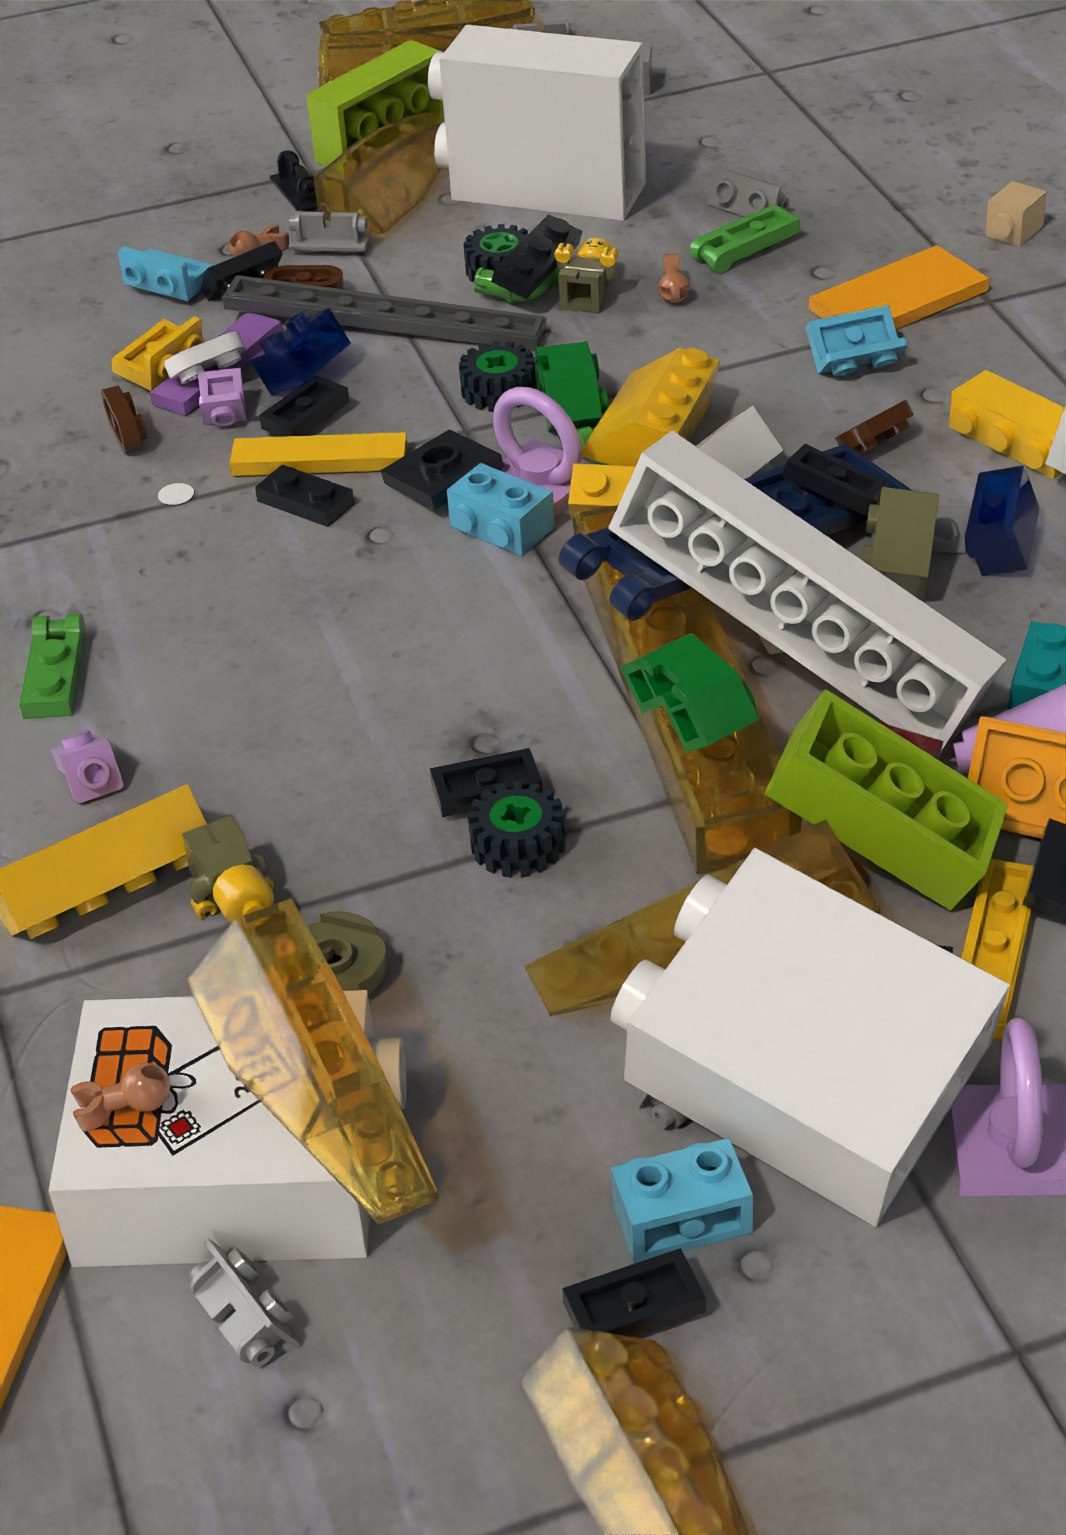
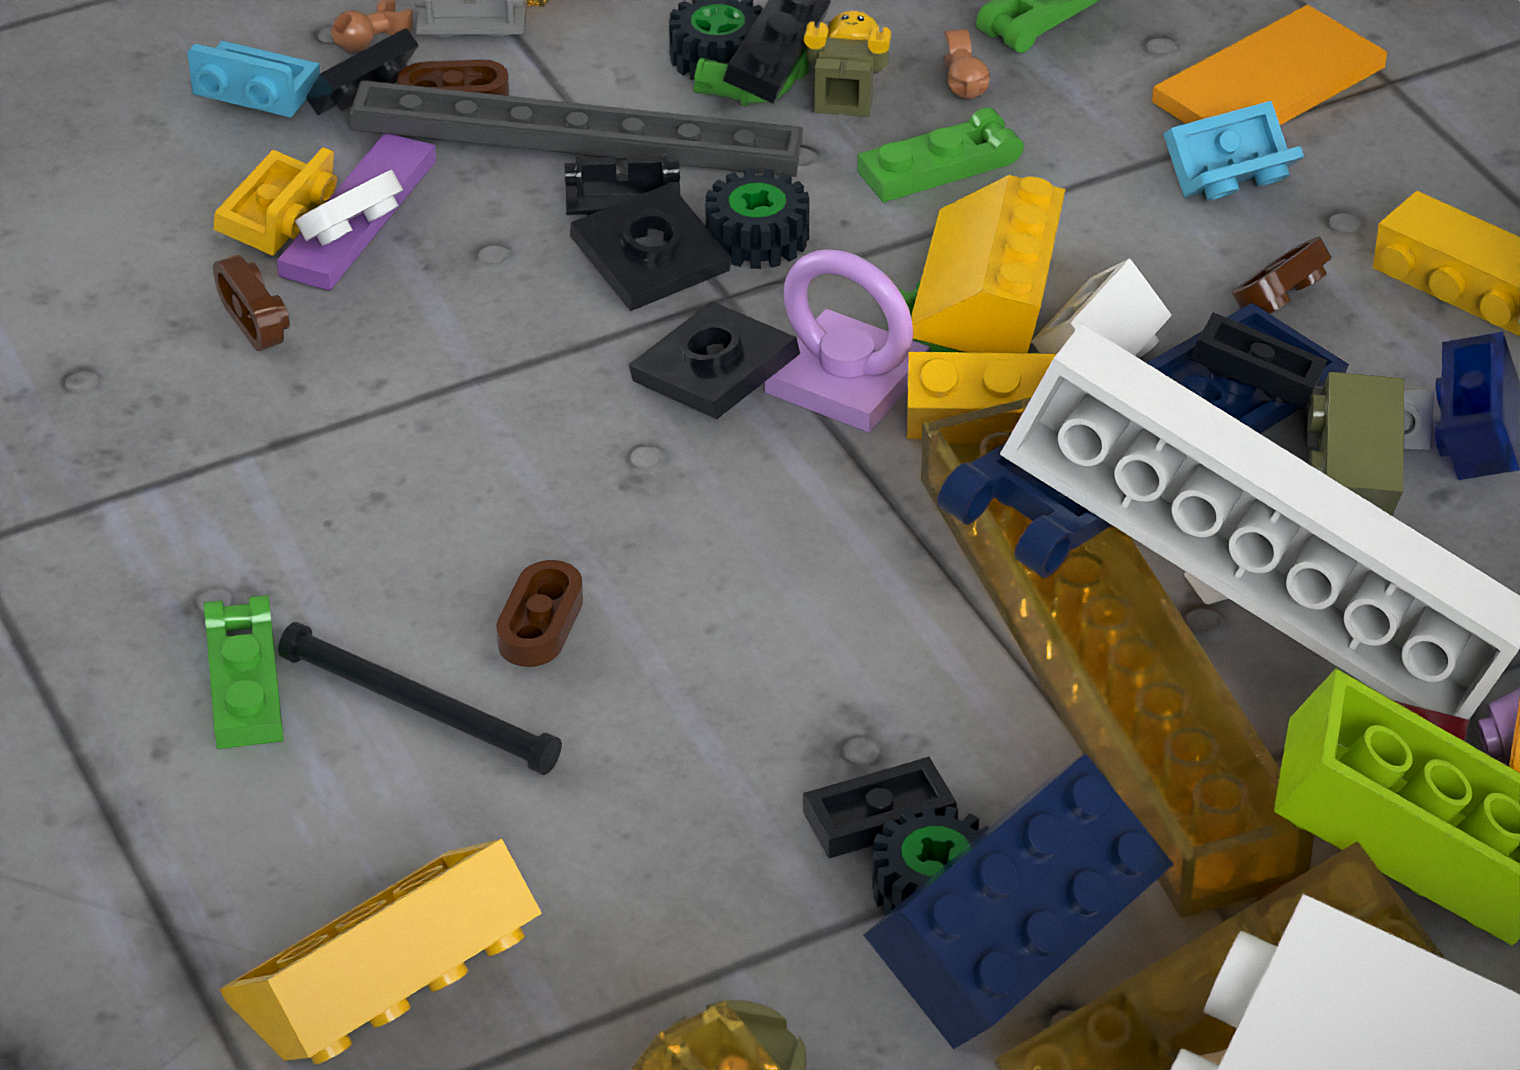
camera: 10 degrees left, 0 degrees up
(87, 765) = (334, 811): lavender bracket -> none
(175, 493) = (346, 408): white sticker -> none
(222, 397) = (382, 264): lavender bracket -> none
(225, 871) = (571, 955): piece -> none
(249, 730) = (540, 751): none -> black bar
(272, 636) = (539, 613): none -> reddish brown plate
(299, 351) = (479, 192): clear blue brick -> none
(304, 407) = (501, 276): black plate -> none
(305, 495) = (530, 404): black plate -> none
(317, 453) = (533, 342): yellow tile -> none
(414, 410) = (643, 272): none -> black piece
(425, 352) = (596, 185): none -> black hinge
(501, 509) = (809, 415): medium azure brick -> none
(565, 850) = (1018, 901): none -> dark blue brick
(570, 378) = (867, 220): green brick -> none
(645, 338) = (940, 156): none -> bright green plate
(696, 690) = (1157, 669): green brick -> none

